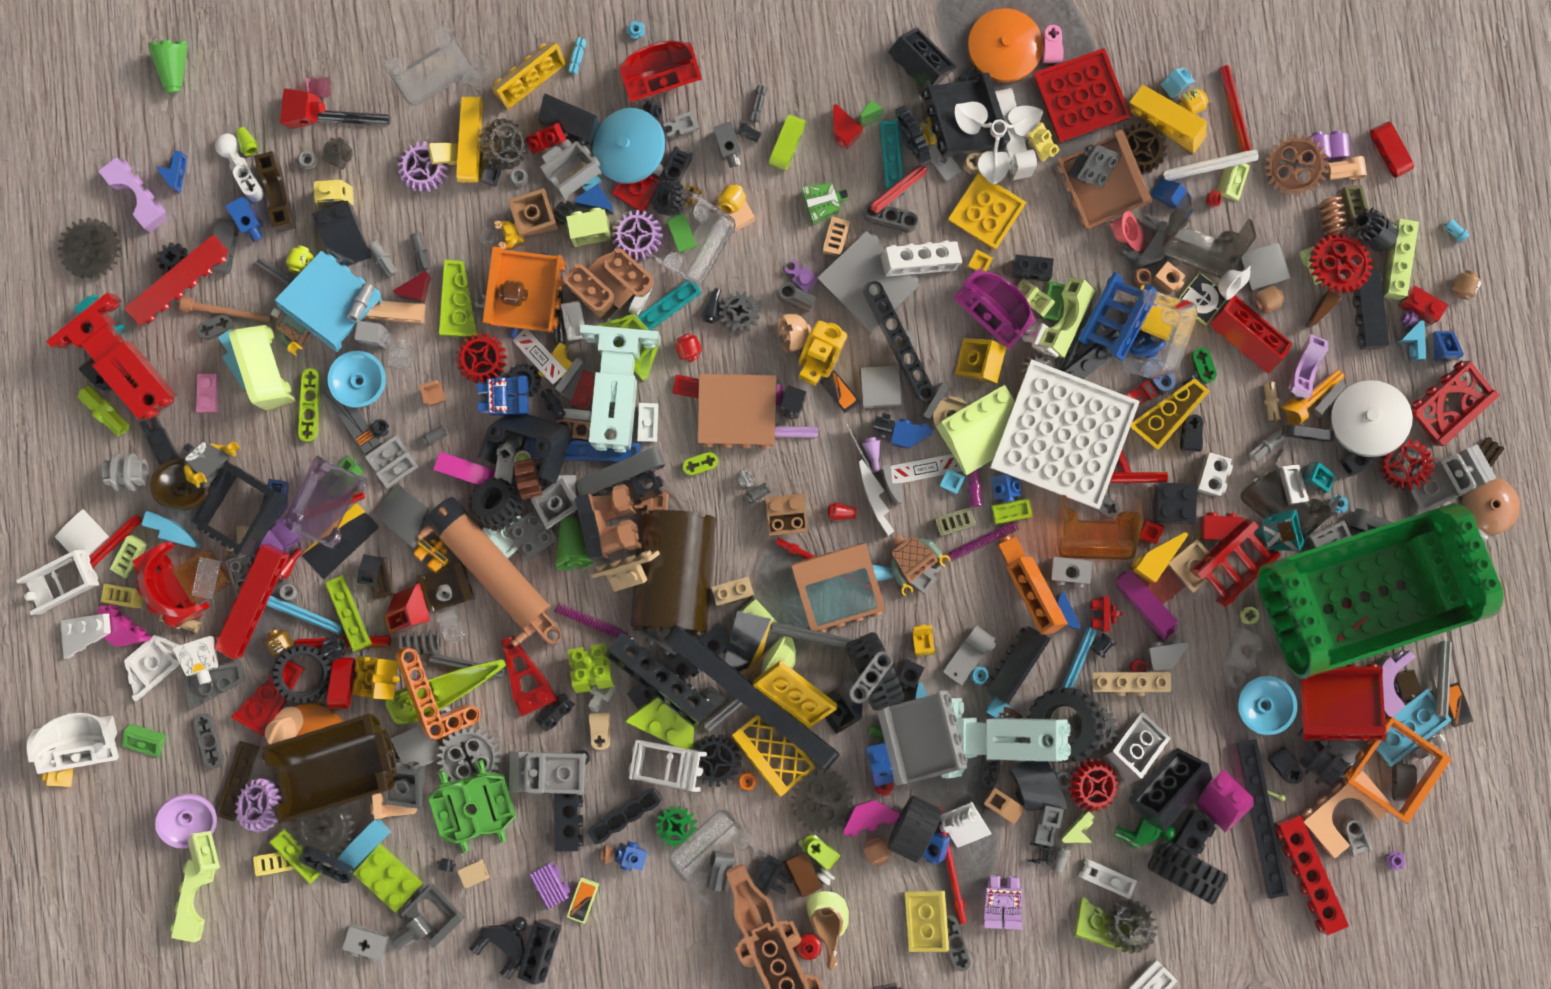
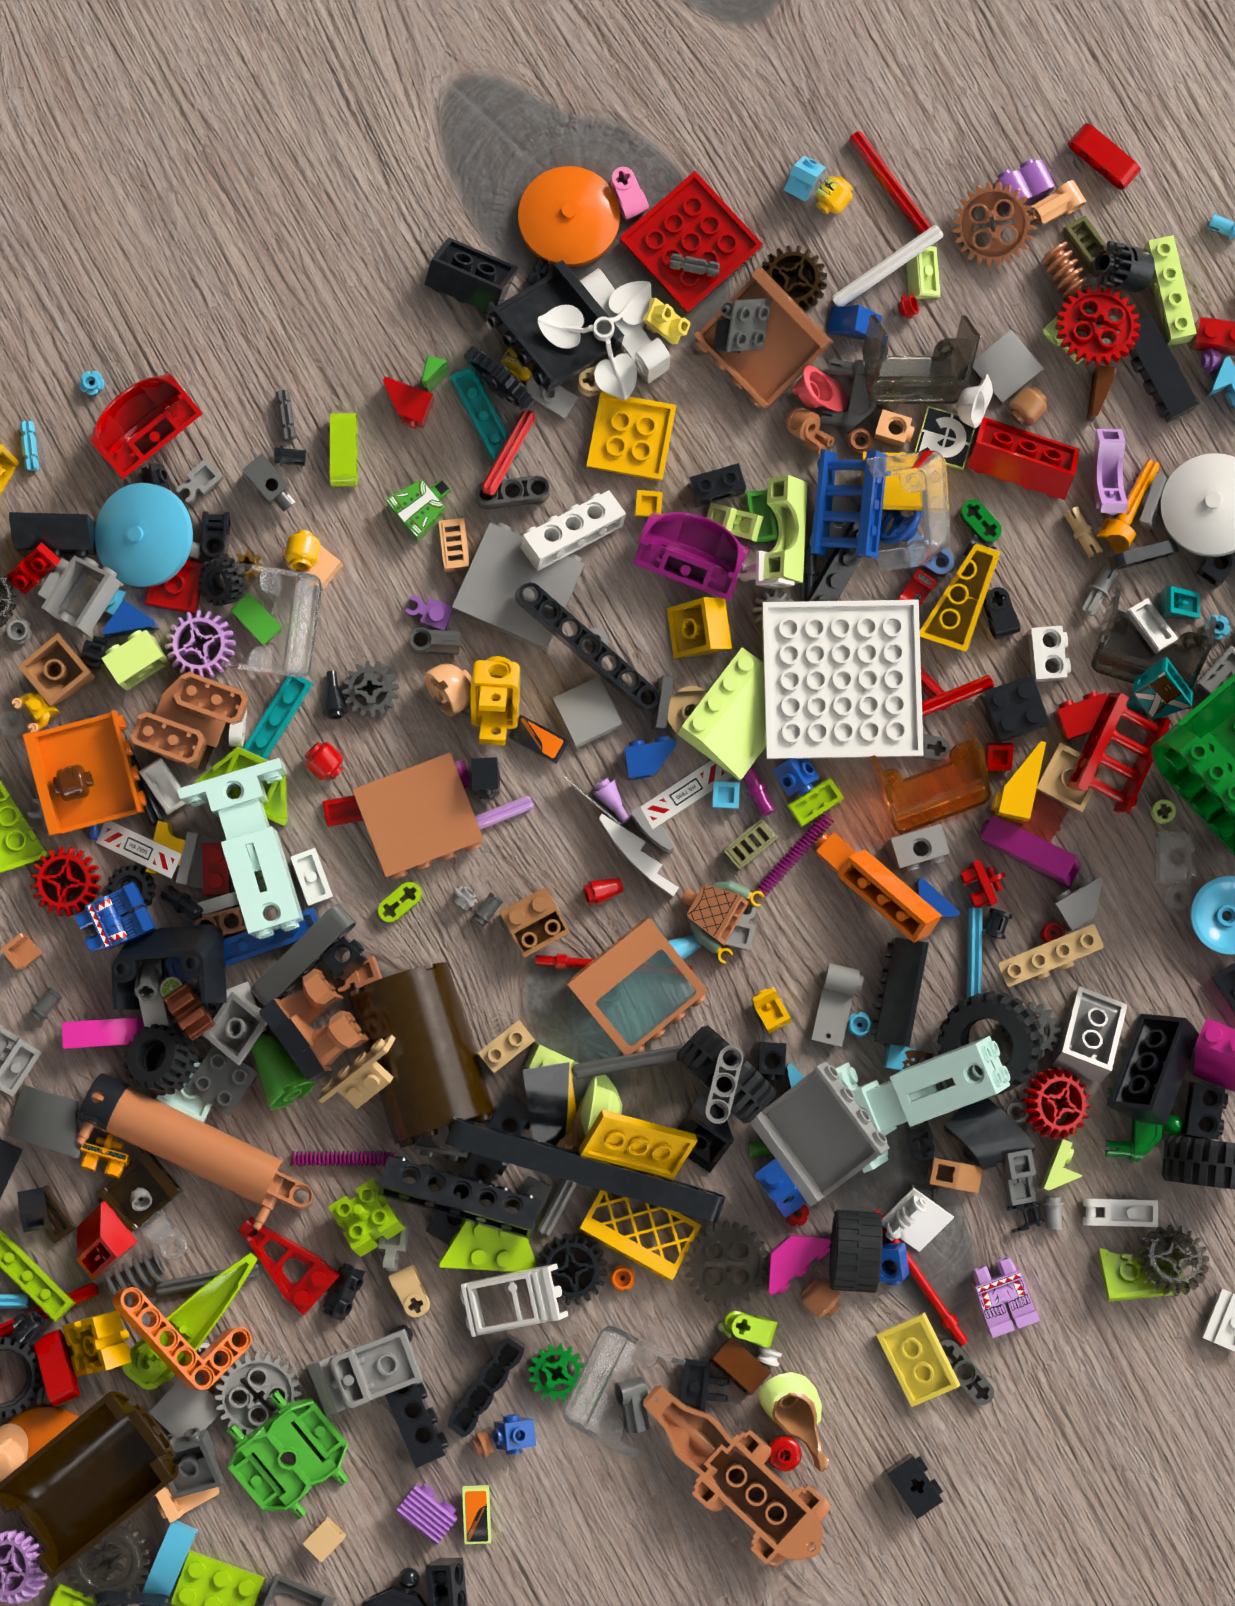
camera: 30 degrees left, 0 degrees up
(446, 865) = (285, 1542): black plate -> none
(883, 425) = (611, 759): black gear -> none
(1078, 111) = (694, 265): none -> dark grey axle
(1109, 251) = (806, 427): none -> nougat piece
(1169, 118) = (811, 228): yellow wedge -> none

